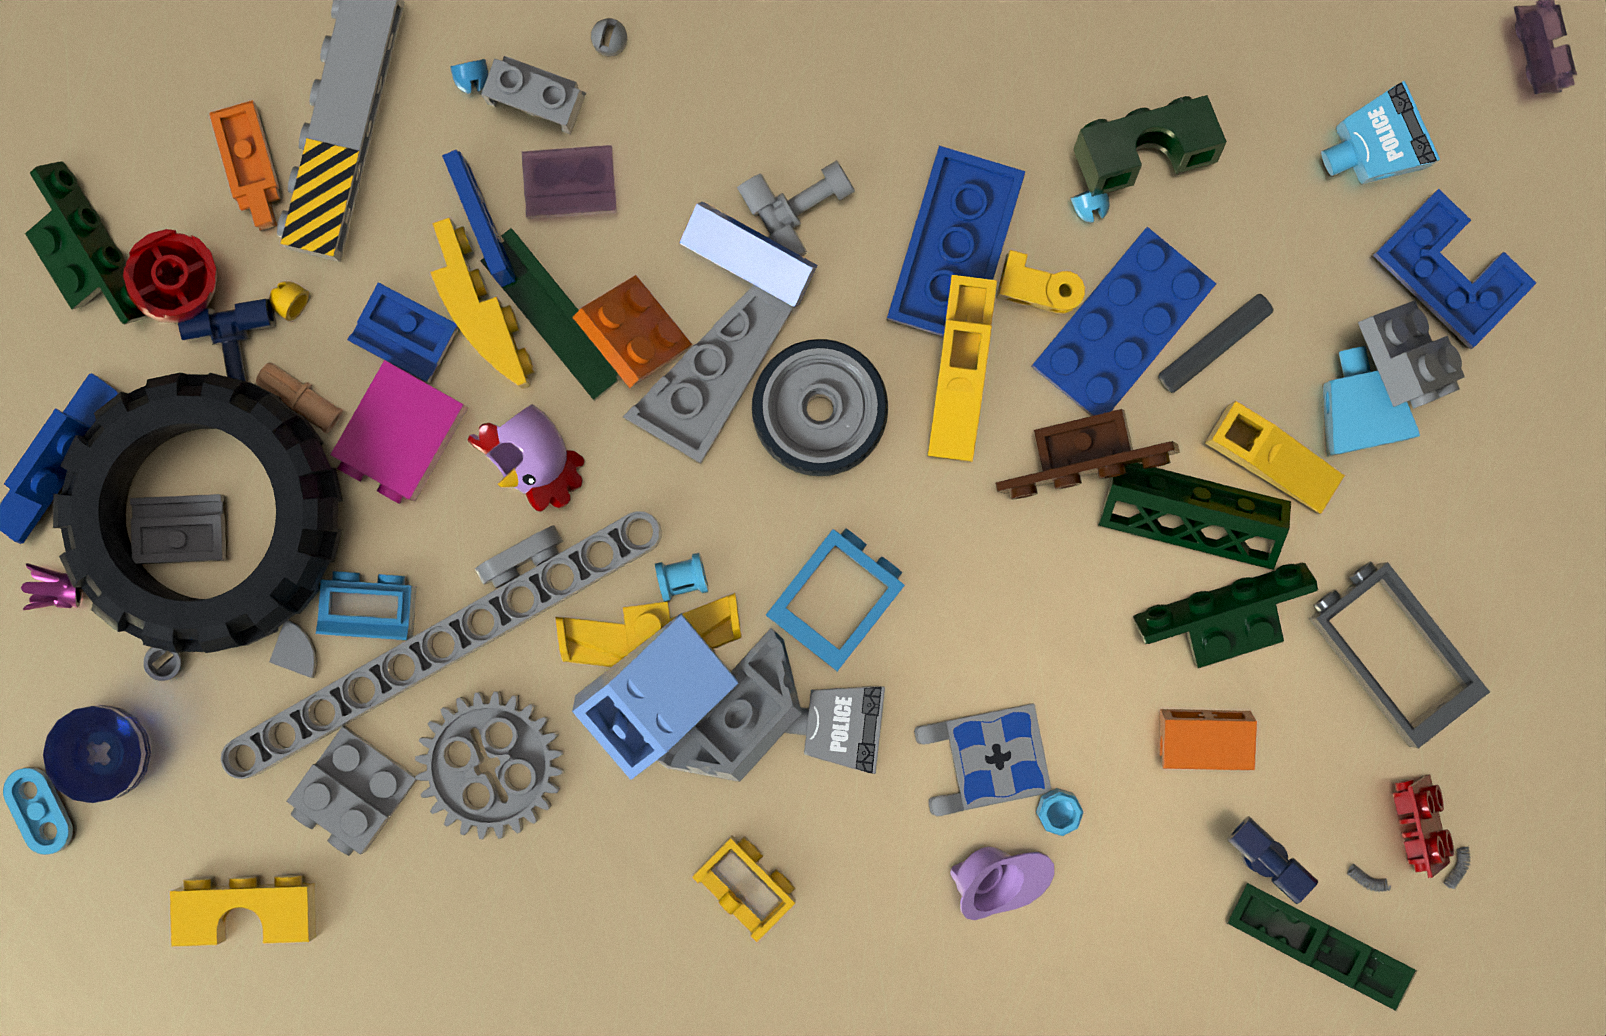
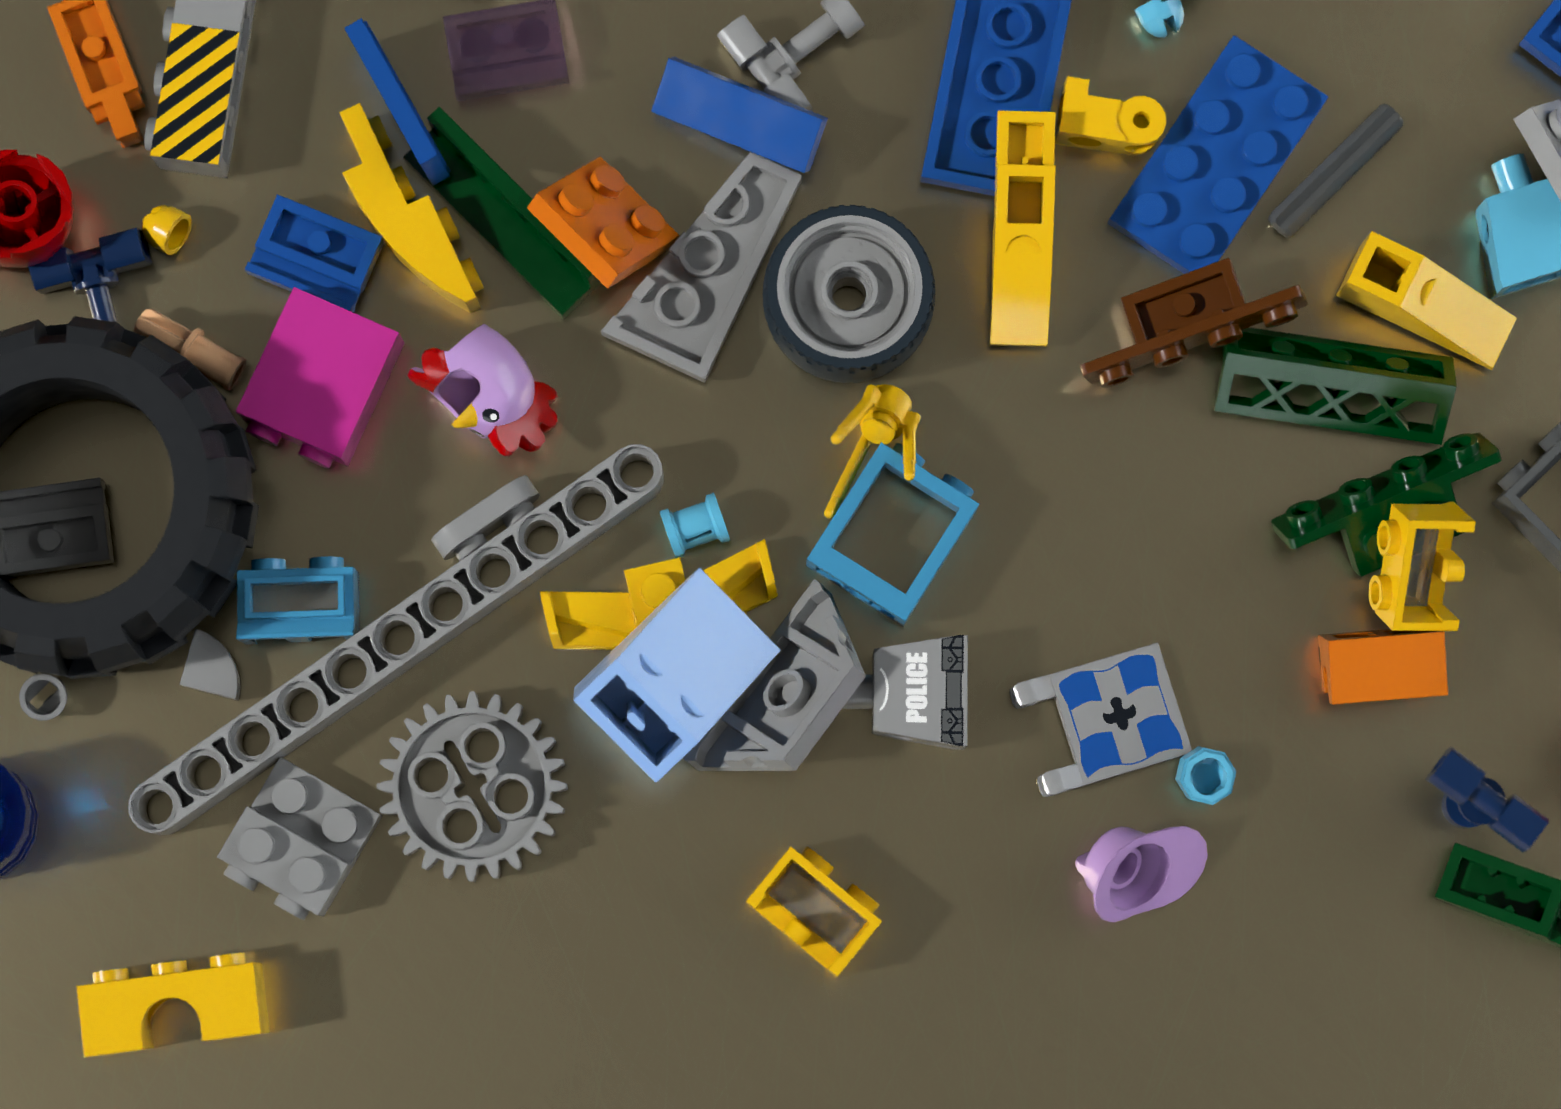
camera: 10 degrees left, 5 degrees down
(836, 507) = (883, 416): none -> yellow plant
(1242, 668) = (1418, 565): none -> yellow window

